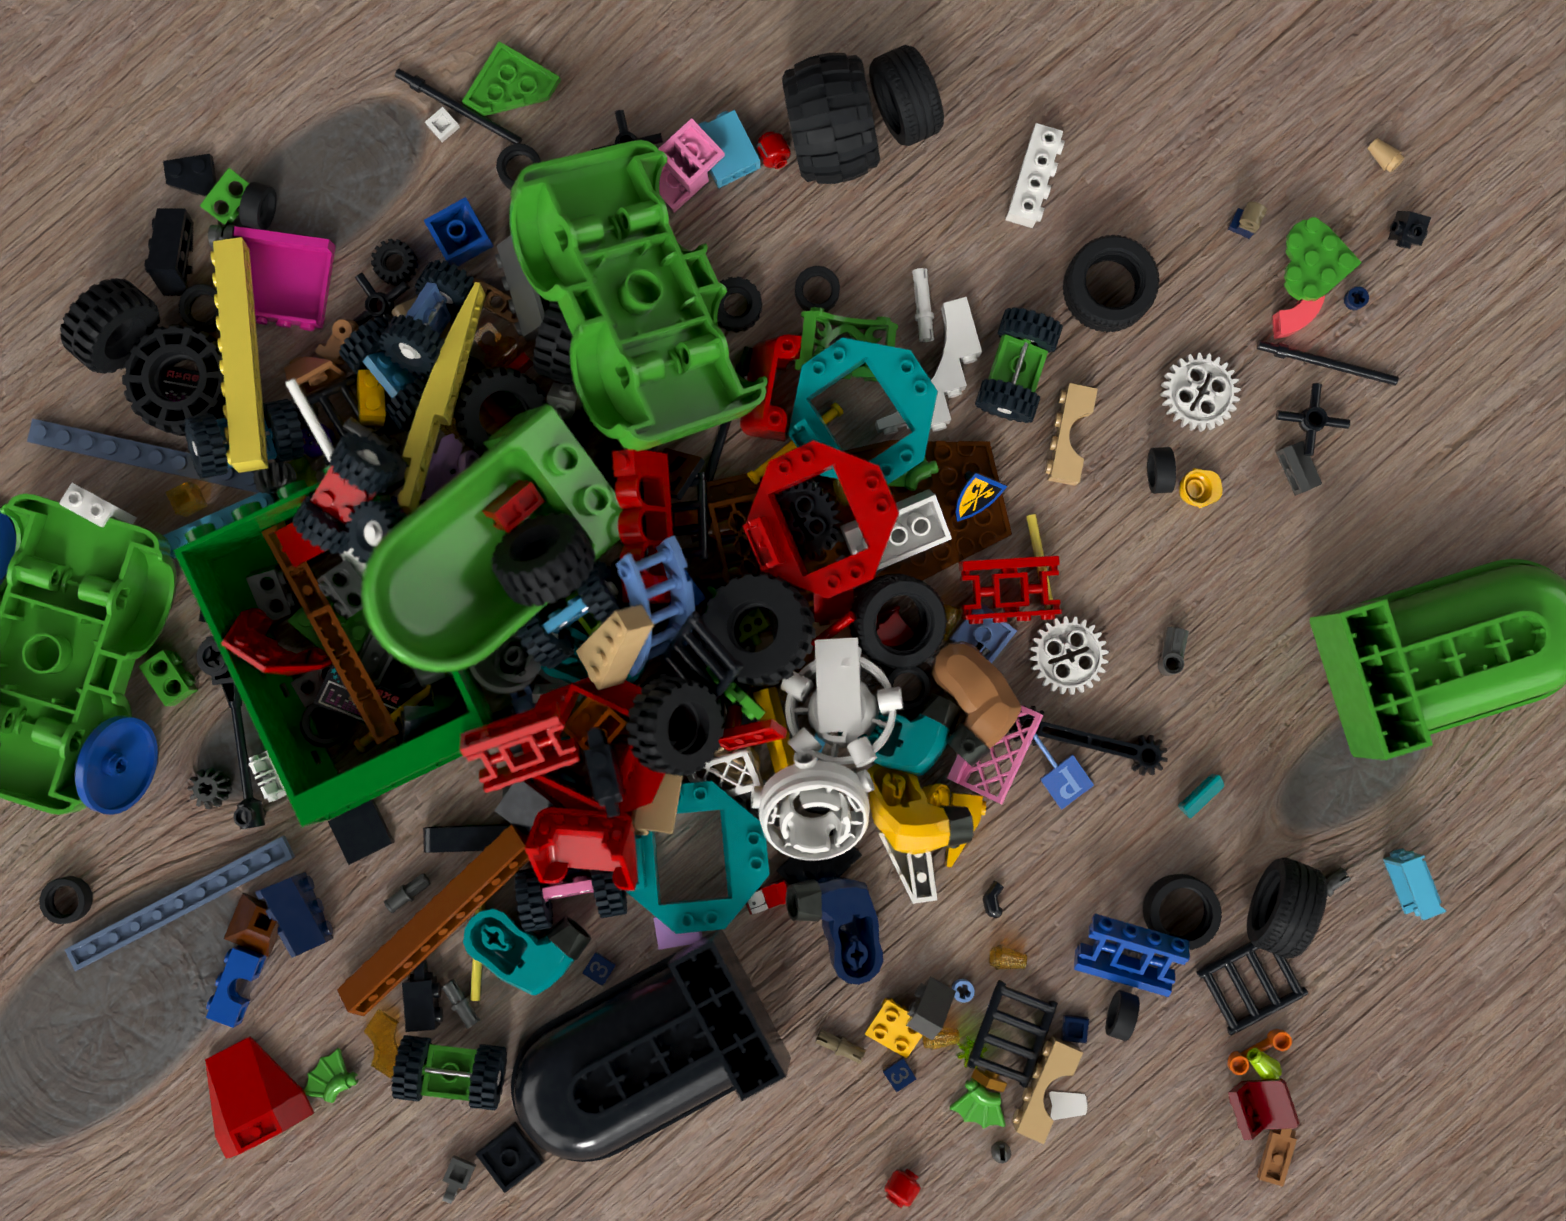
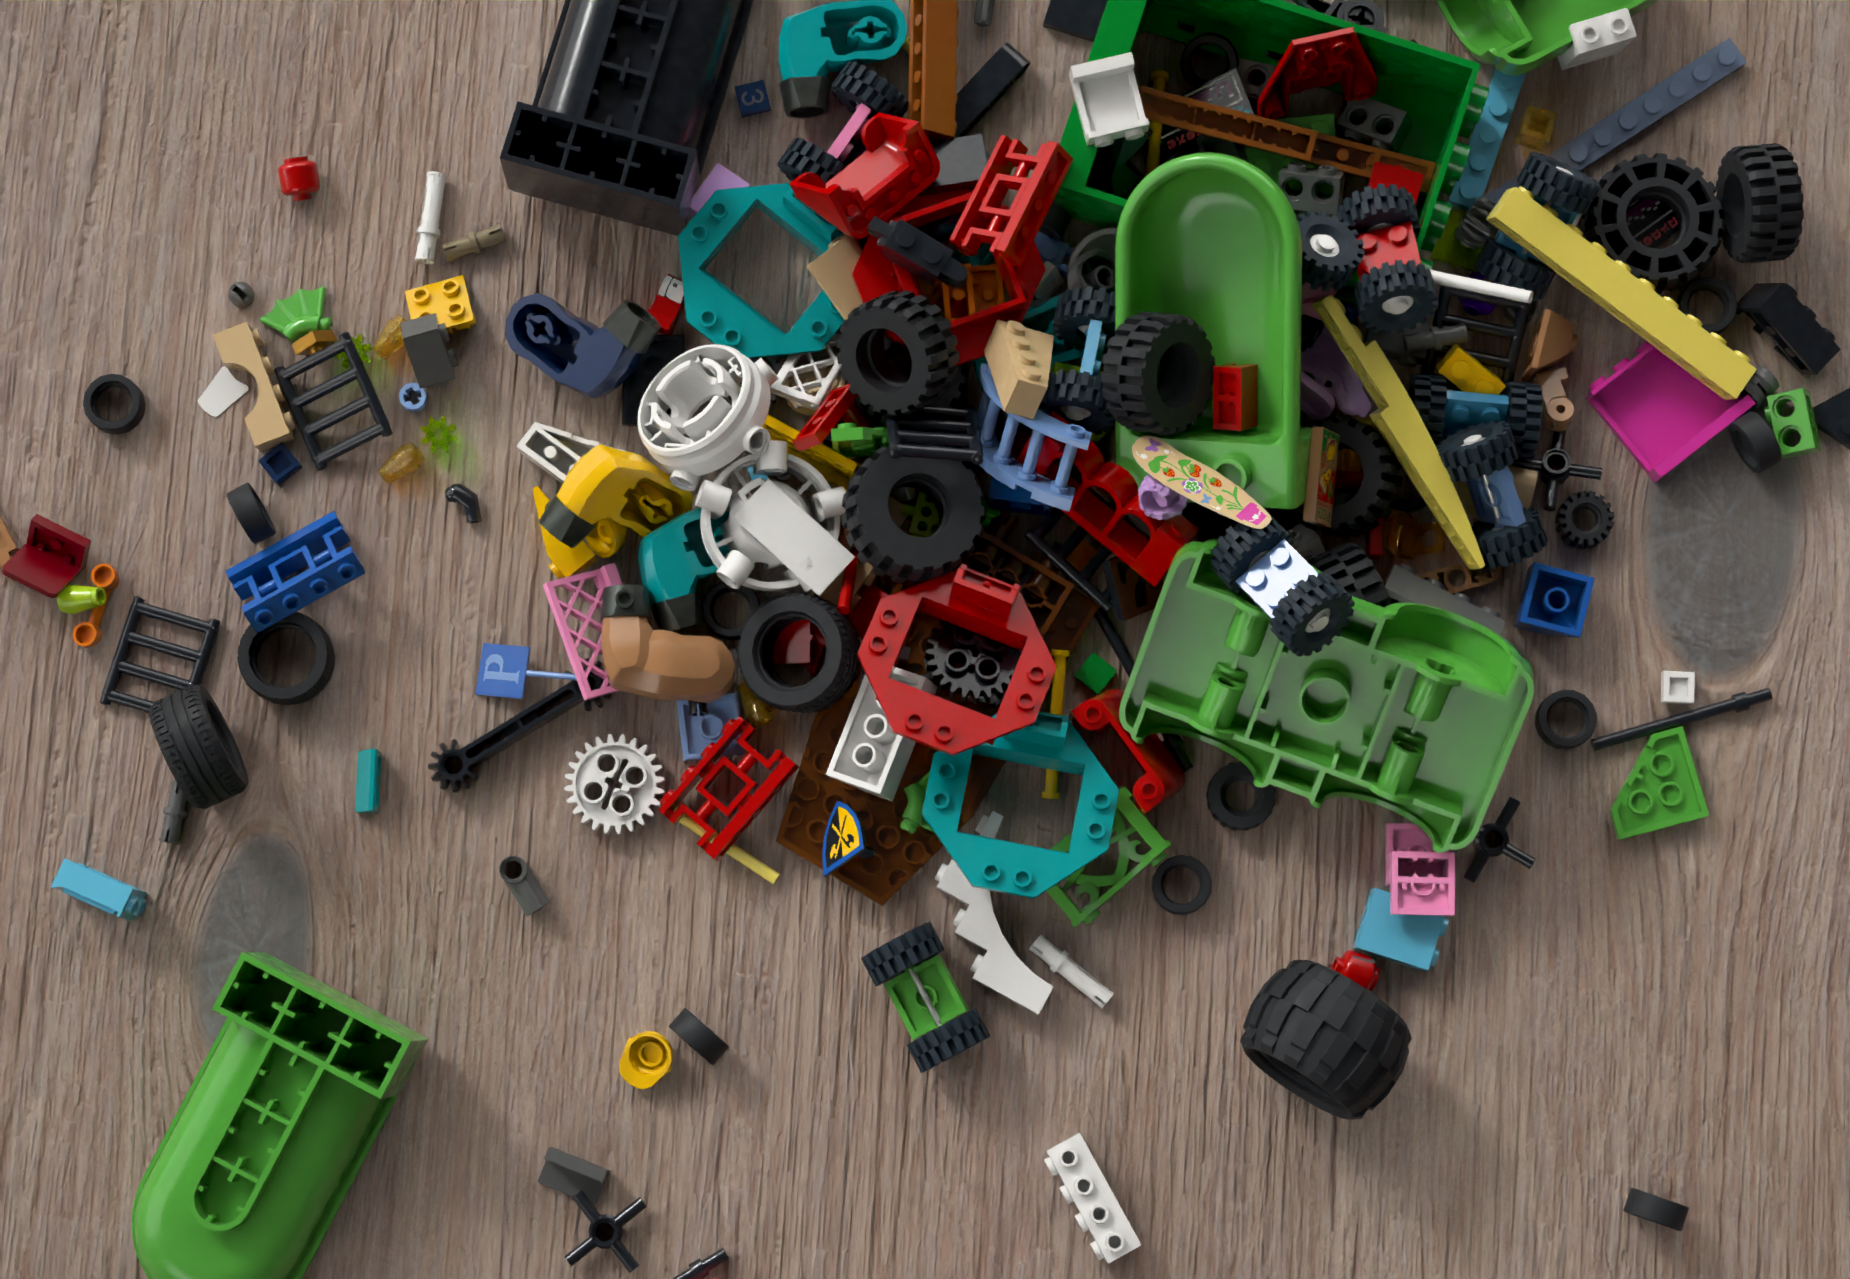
camera: 130 degrees right, 5 degrees down
(404, 746) = (1108, 100): none -> white panel
(514, 415) = (1321, 477): none -> medium nougat tile
(587, 470) = (1198, 482): none -> tan sticker
(601, 363) = (1301, 603): none -> black plate
(613, 487) = (1159, 500): none -> lavender piece
(744, 450) = (1095, 673): none -> green tile
(850, 1086) = (428, 229): none -> white pin
(899, 1074) = (397, 271): dark blue tile -> none
(906, 95) = (1283, 1138): black tyre -> none
(974, 960) = (431, 438): none -> clear neon green gear
(1065, 463) = (791, 955): tan arch -> none
(1134, 259) = (922, 1210): black tyre -> none
(1146, 1177) = (100, 385): none -> black tyre
(1219, 402) = (762, 1141): white gear -> none

